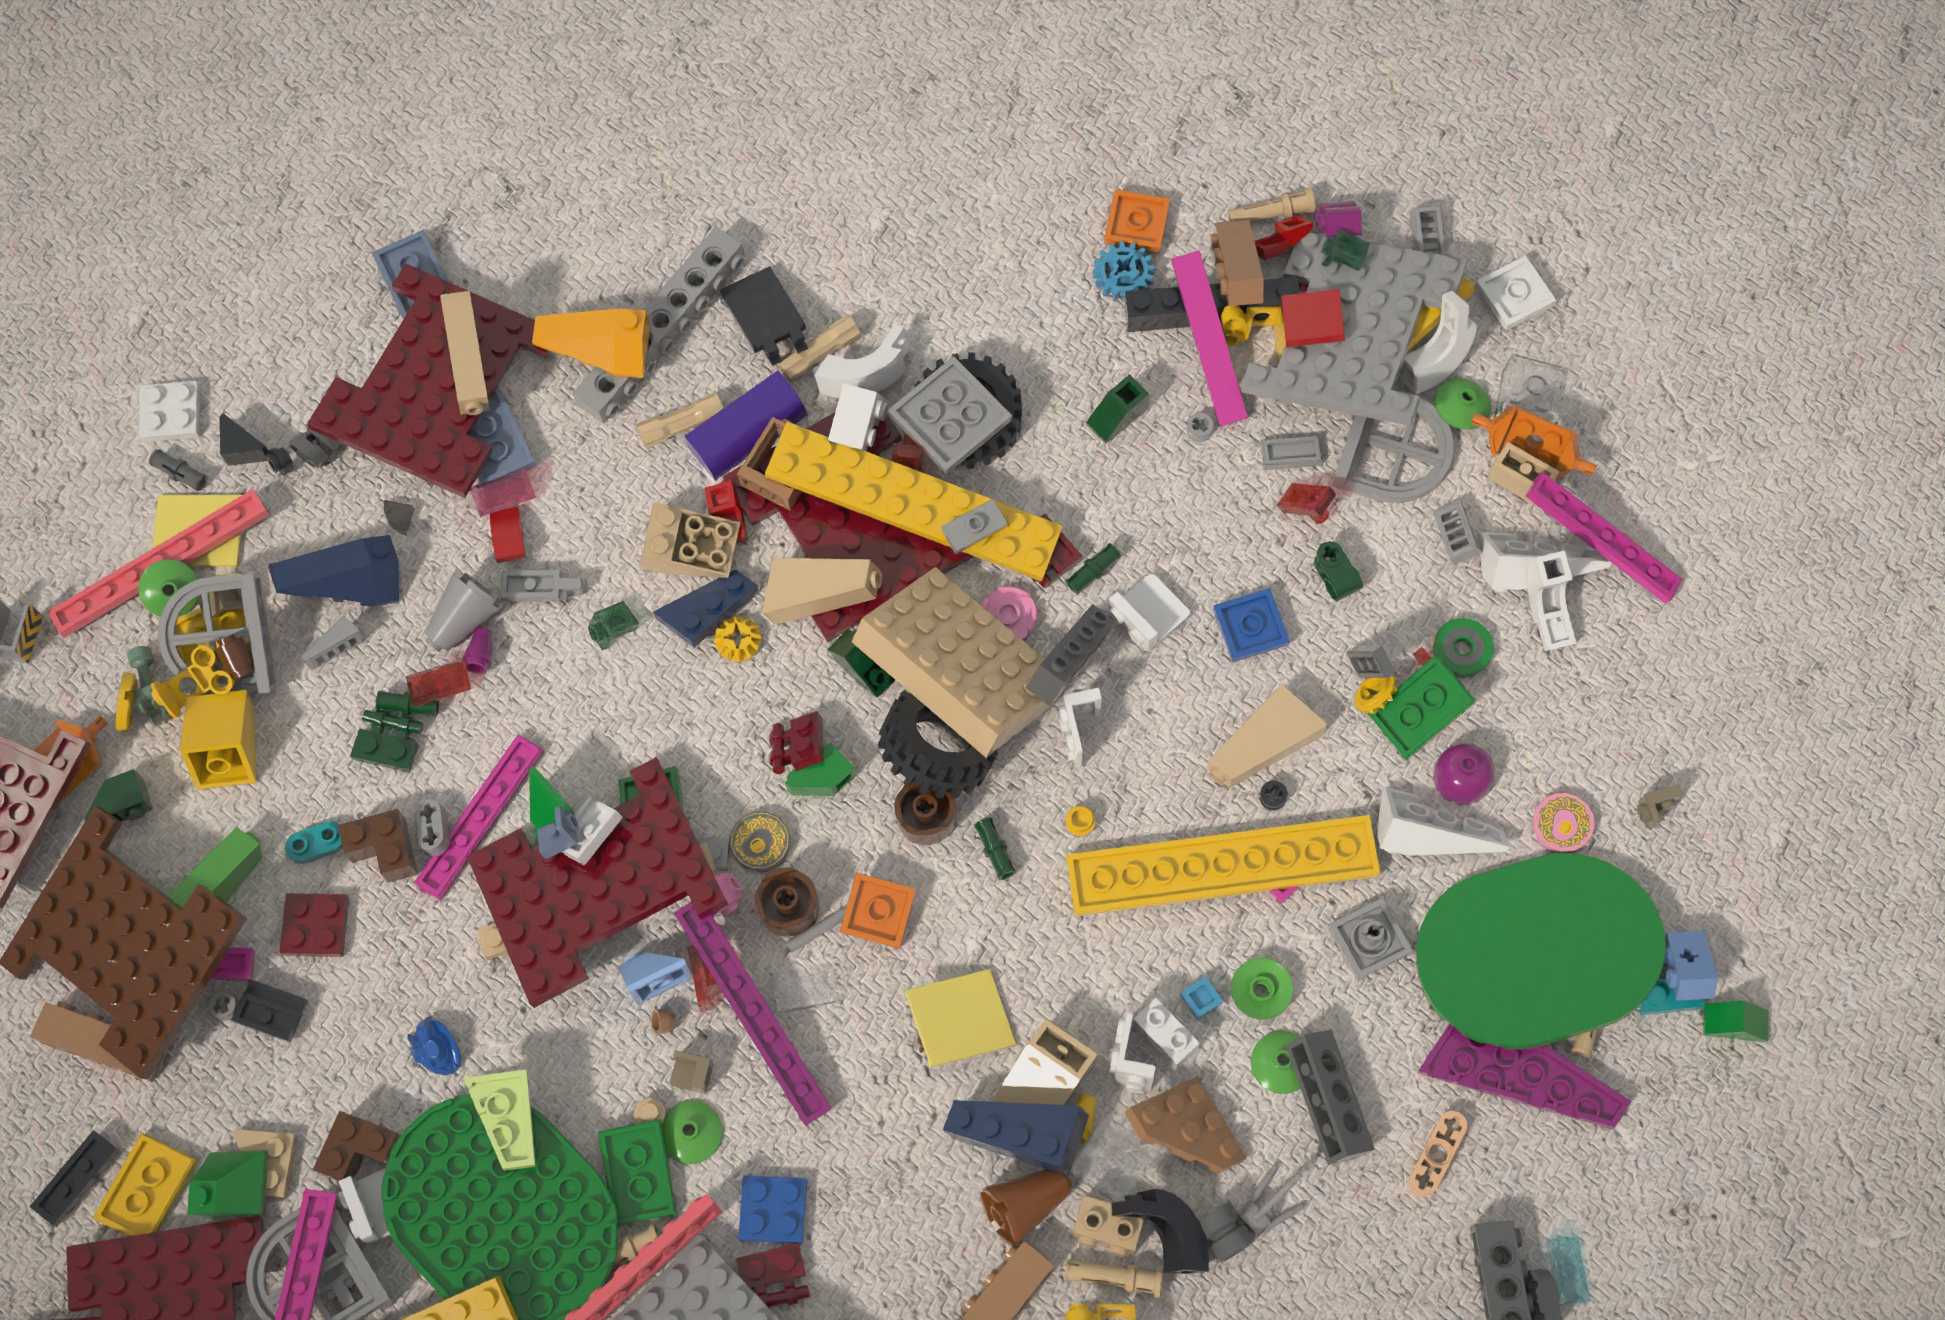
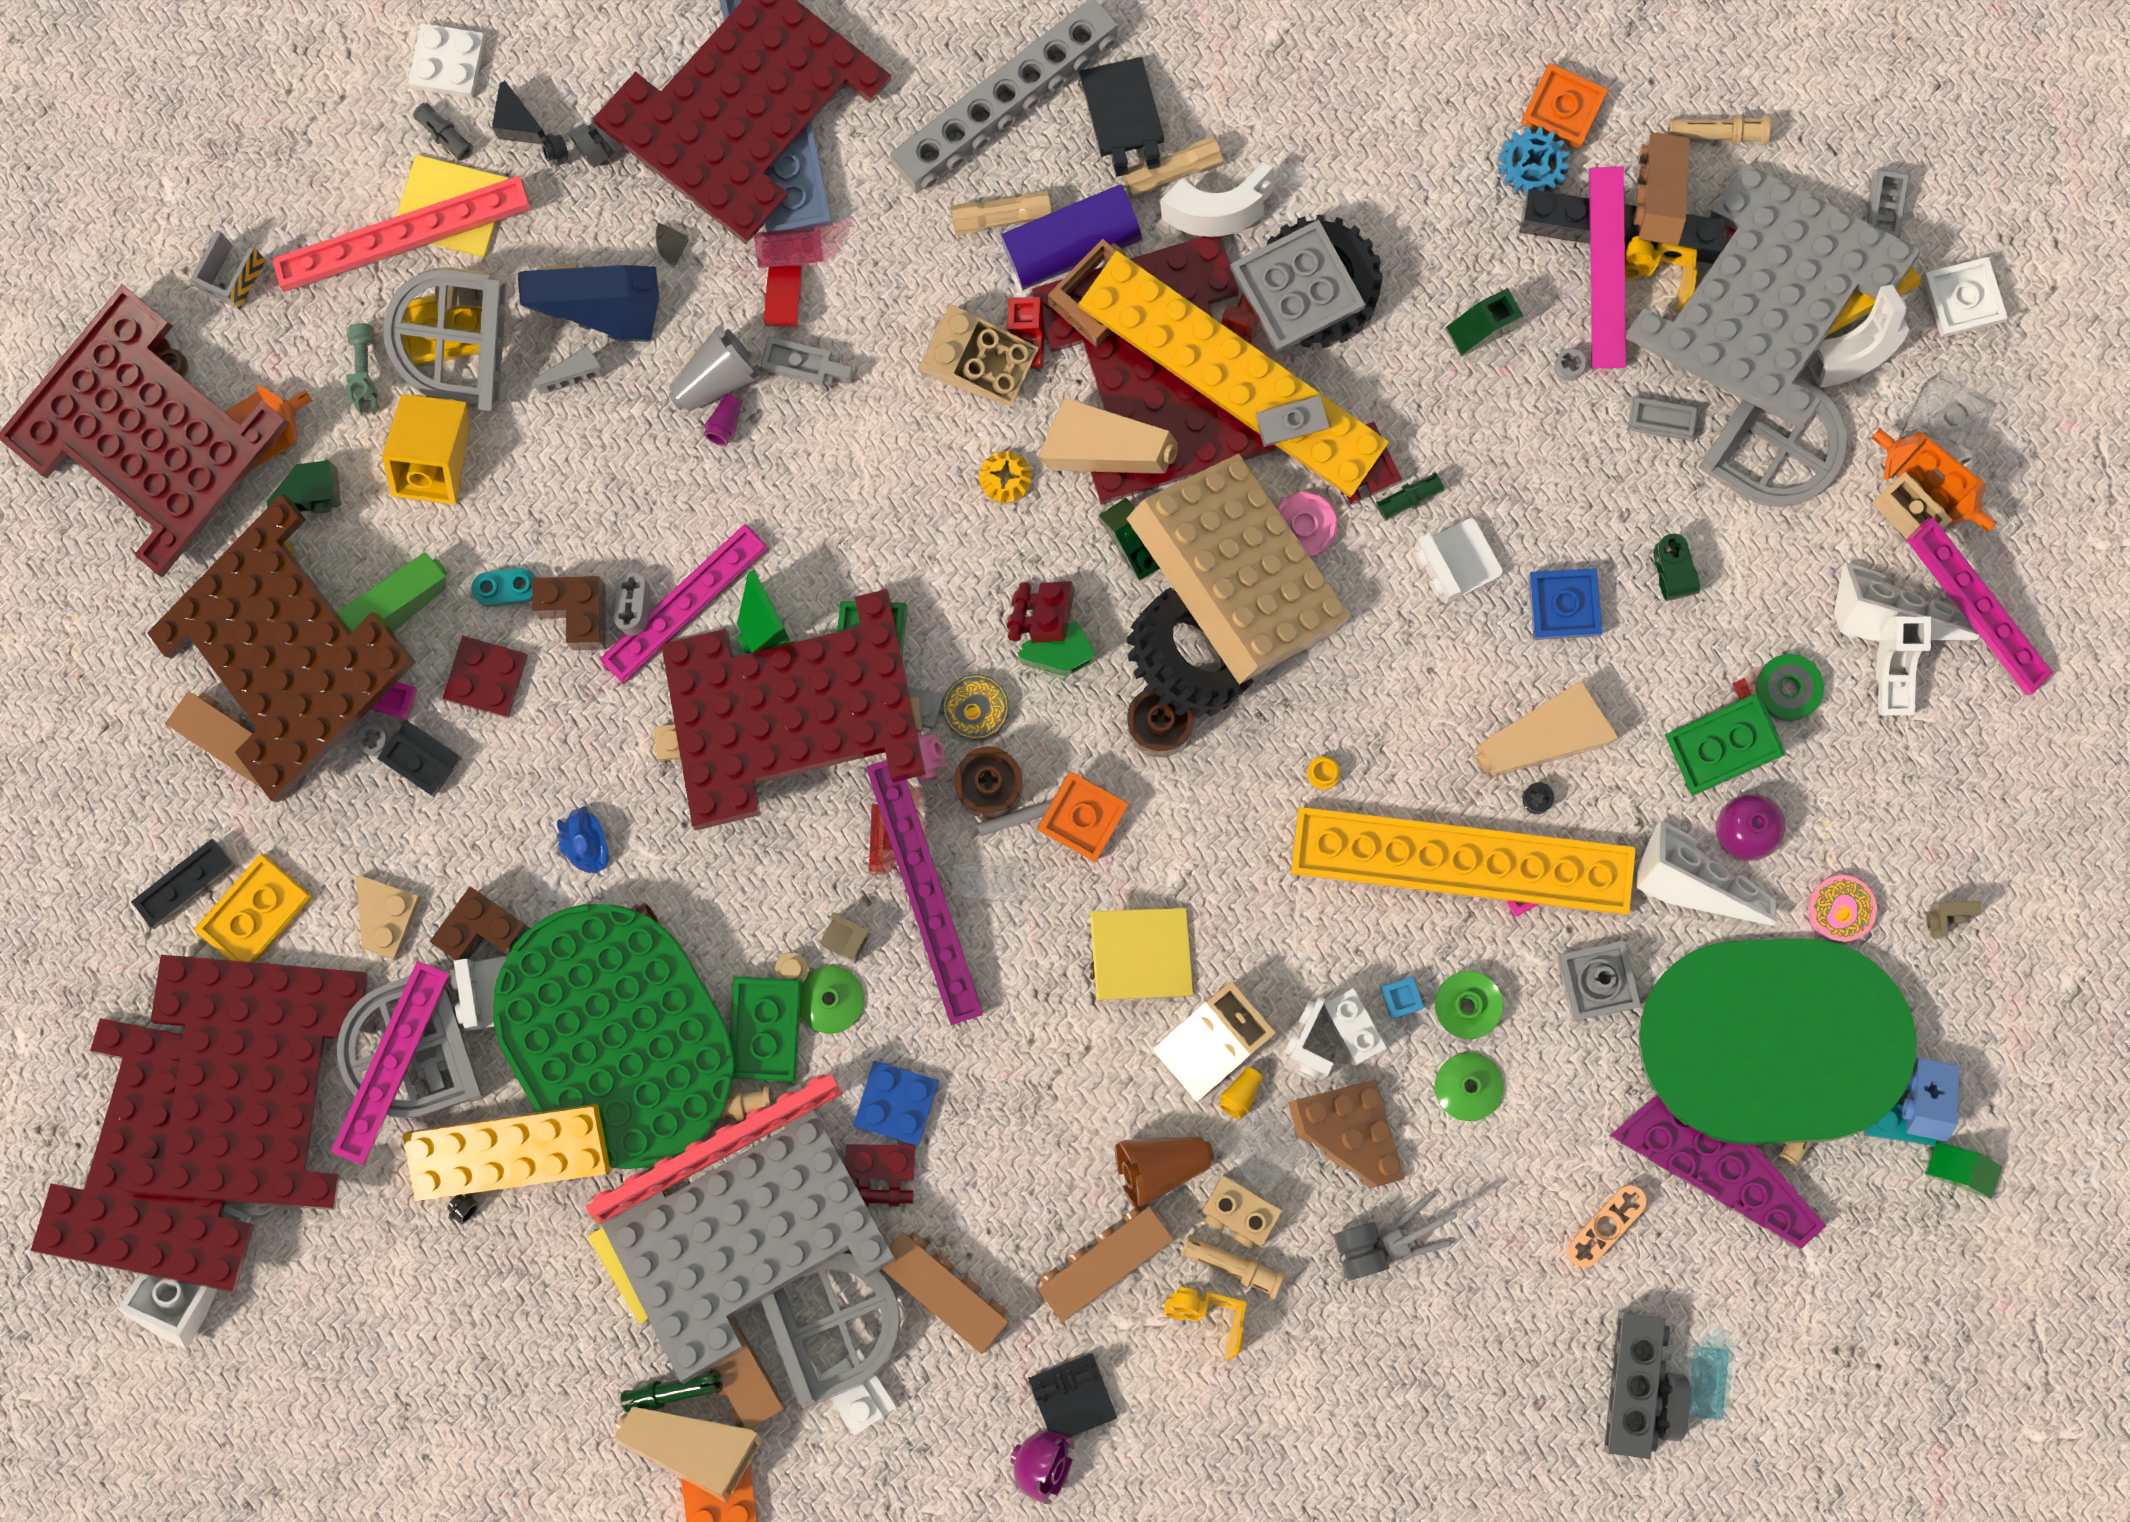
camera: 15 degrees right, 10 degrees up
(126, 702) = (335, 383): yellow tile -> none
(157, 576) = (403, 249): bright green dish -> none
(201, 672) = (383, 385): yellow piece -> none
(229, 1184) = (341, 932): green slope -> none
(235, 656) = (461, 363): reddish brown brick -> none
(384, 749) = (597, 502): dark green plate -> none
(403, 703) = (634, 459): dark green pin -> none
(438, 682) = (672, 446): clear red tile -> none
(465, 353) = (782, 82): tan slope -> none
(506, 1115) = (642, 938): yellowish green wing -> none
(559, 834) = (763, 651): sand blue bracket -> none
(595, 825) = (794, 653): white plate -> none
(601, 338) = (936, 99): light orange wedge -> none
(611, 623) = (873, 426): clear green bracket -> none
(653, 974) = (827, 824): light blue slope -> none
(662, 1021) = (827, 875): medium nougat hinge -> none
(706, 608) = (980, 433): dark blue wing -> none
(855, 416) = (1193, 263): white brick -> none
(995, 848) = (1224, 780): dark green pin -> none
(1023, 1131) = (1179, 1094): dark blue wedge -> none
(1071, 654) = (1360, 592): dark grey brick -> none
(1077, 706) = (1358, 648): white bracket -> none
(1176, 1224) = (1311, 1233): black arch -> none
(1287, 235) = (1728, 165): red slope -> none
(1307, 500) = (1665, 480): clear red tile -> none
(1312, 318) = (1728, 275): red tile -> none
(1329, 1097) = (1509, 1139): dark grey brick -> none
(1338, 215) = (1790, 162): magenta brick -> none
(1345, 249) = (1787, 203): clear green bracket -> none
(1367, 702) = (1684, 703): yellow gear -> none
(1370, 662) = (1683, 683): dark grey tile -> none
(1457, 410) = (1856, 411): bright green dish -> none
(1466, 551) = (1821, 582): light grey slope -> none

